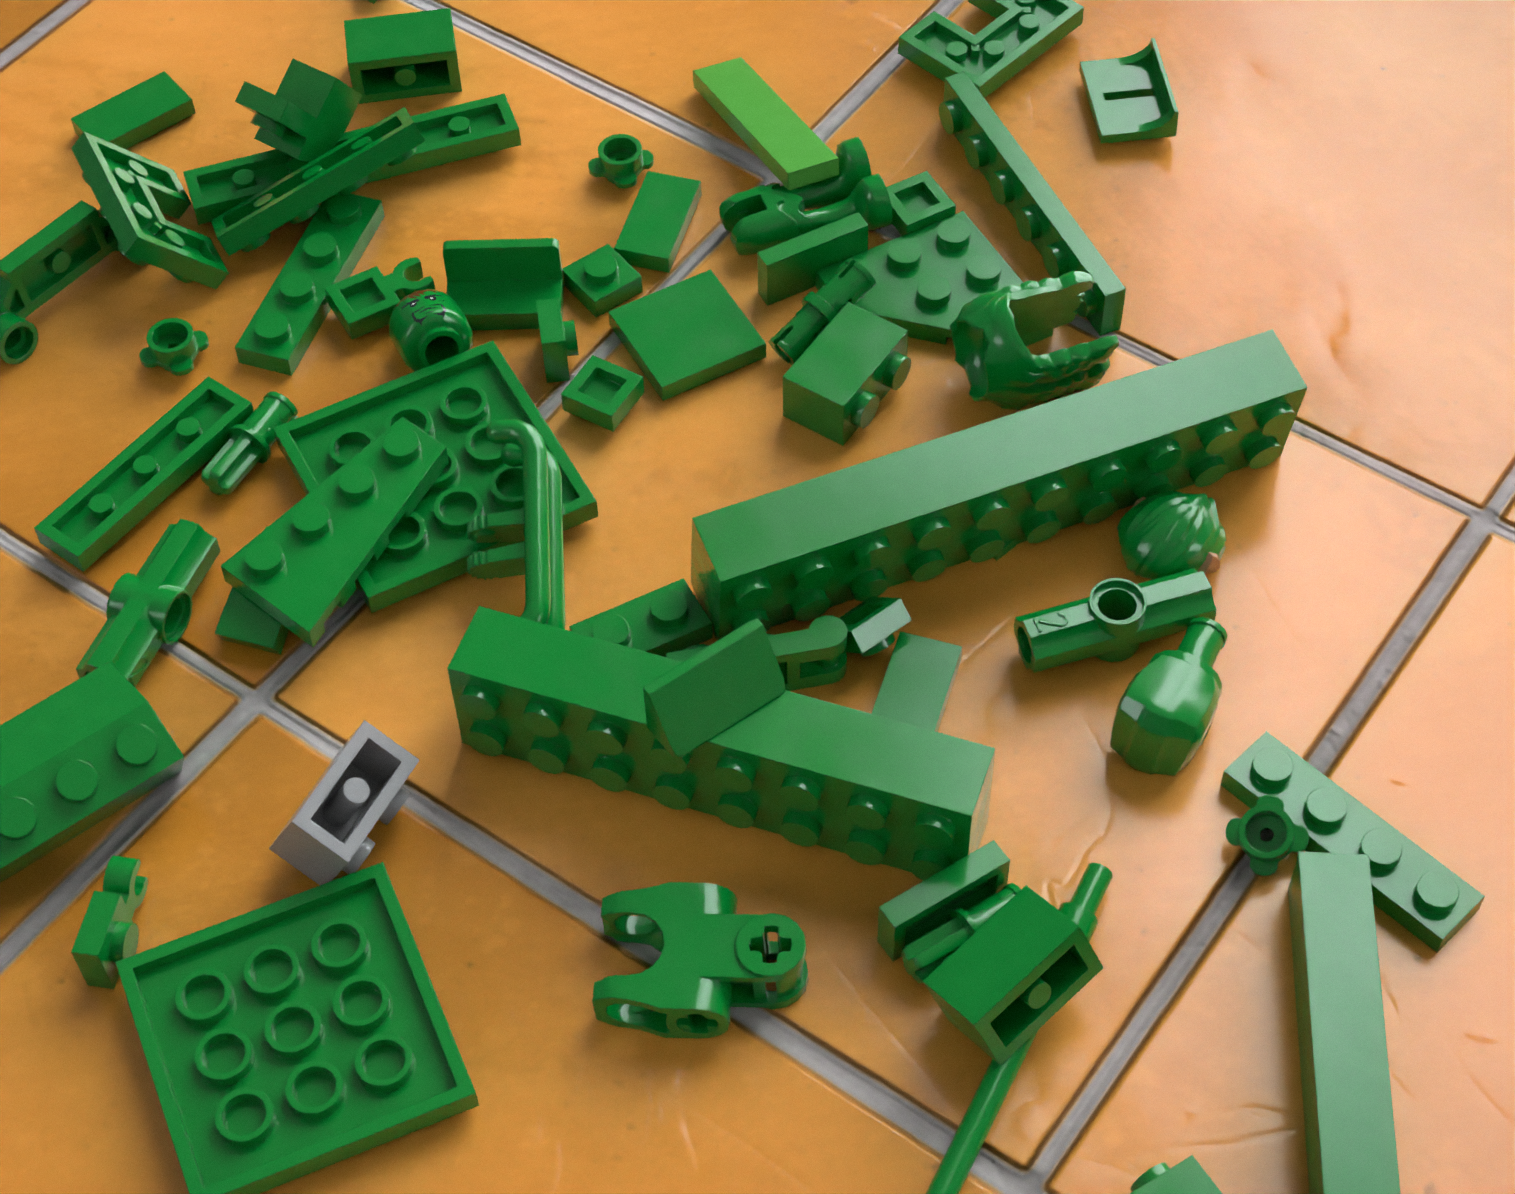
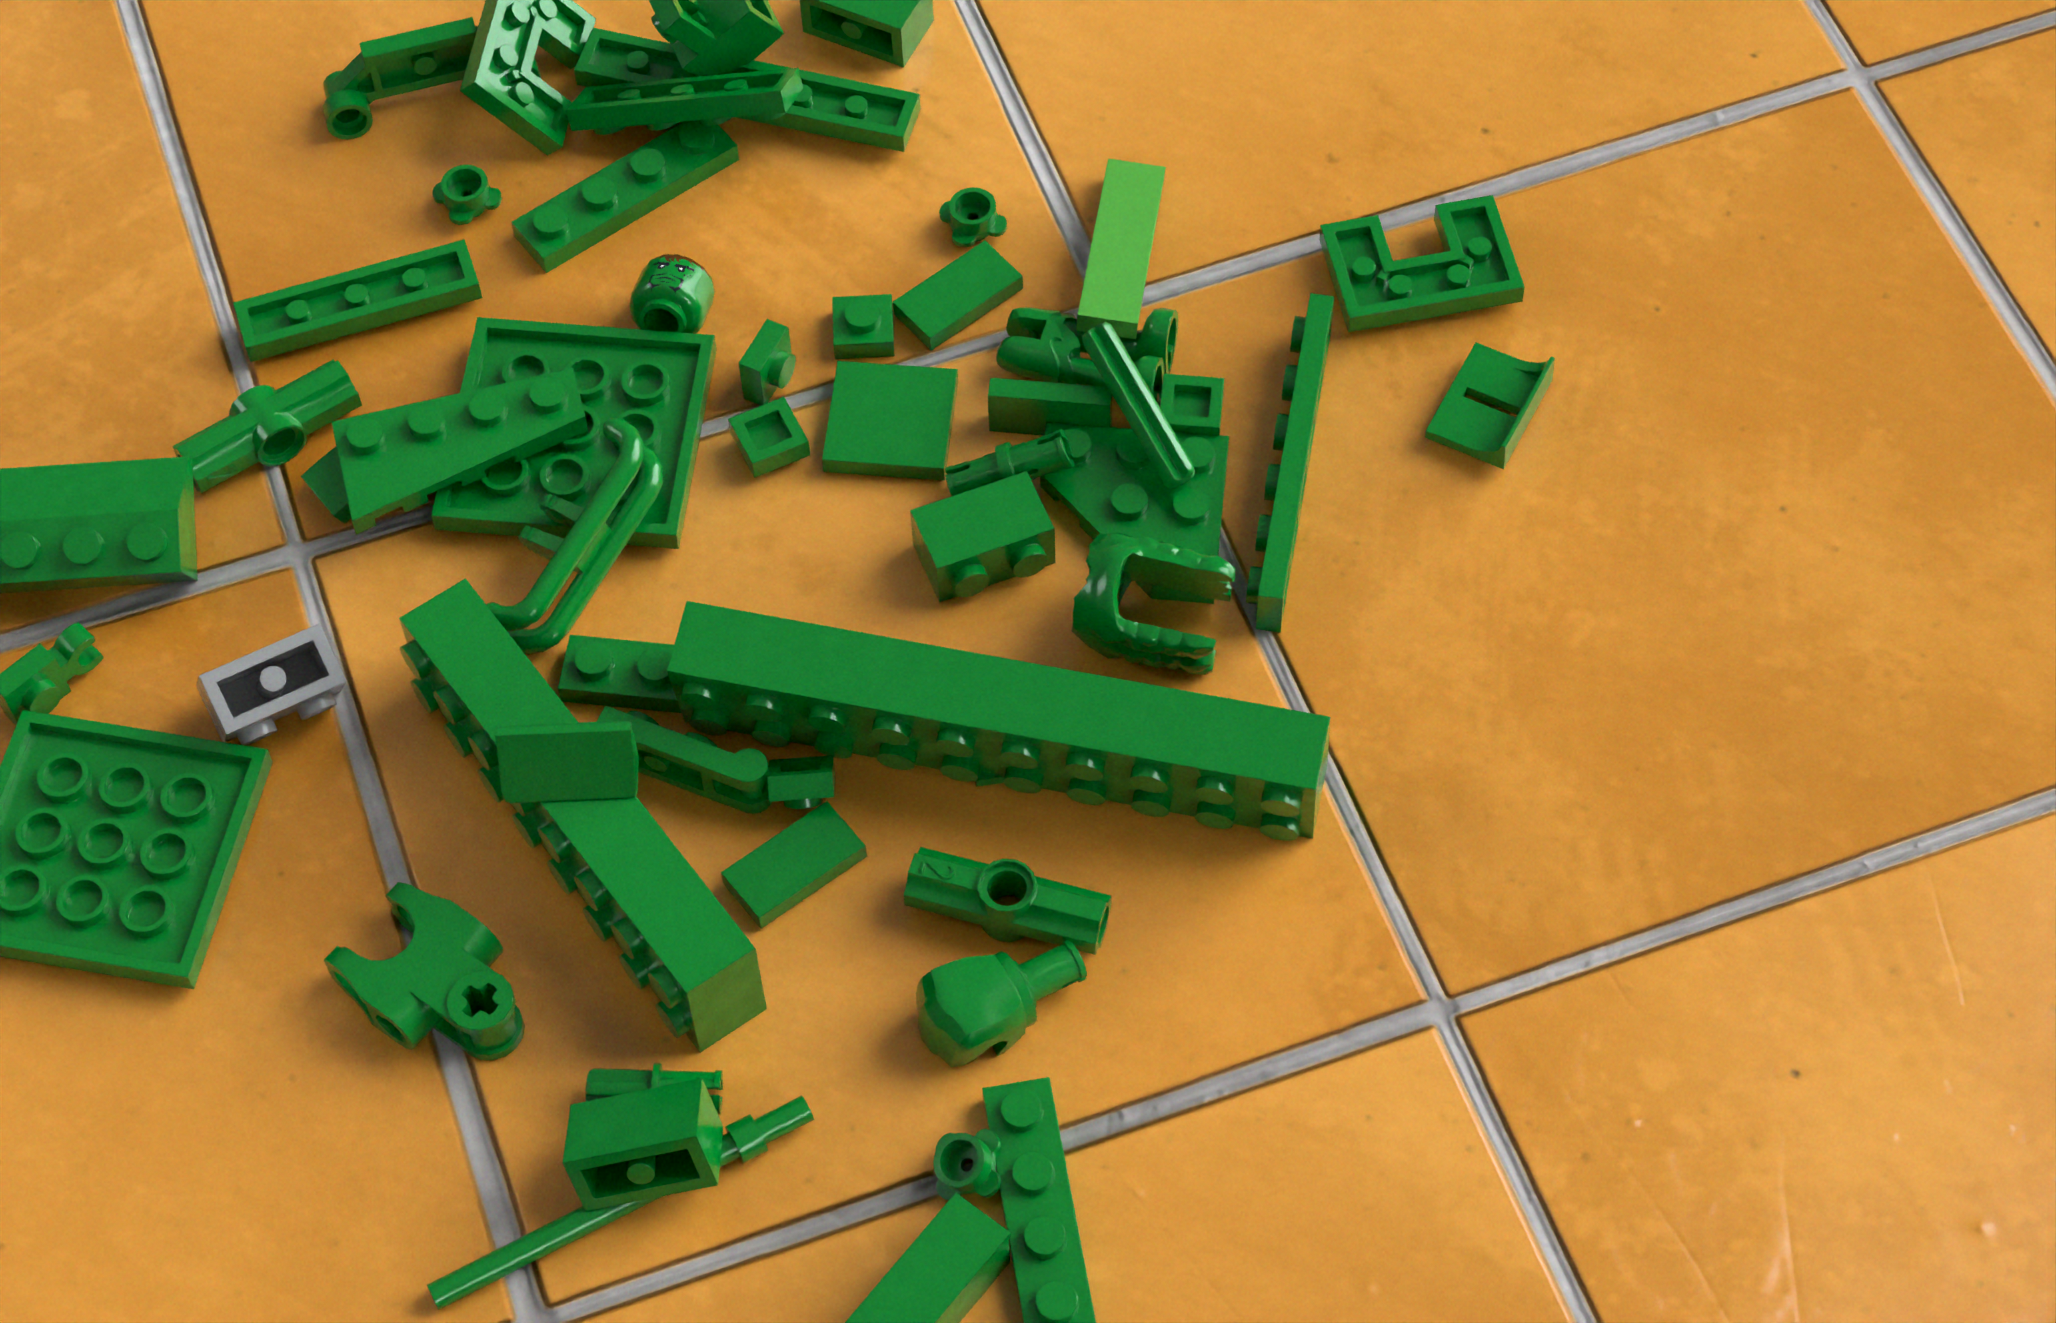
camera: 35 degrees right, 5 degrees up
(248, 444) = (453, 319): green axle -> none
(368, 298) = (651, 232): green plate -> none
(502, 279) = (771, 283): green panel -> none
(893, 212) = (1138, 405): none -> green axle
(931, 901) = (644, 1044): green tile -> none
(1171, 535) = (1130, 857): green hair -> none

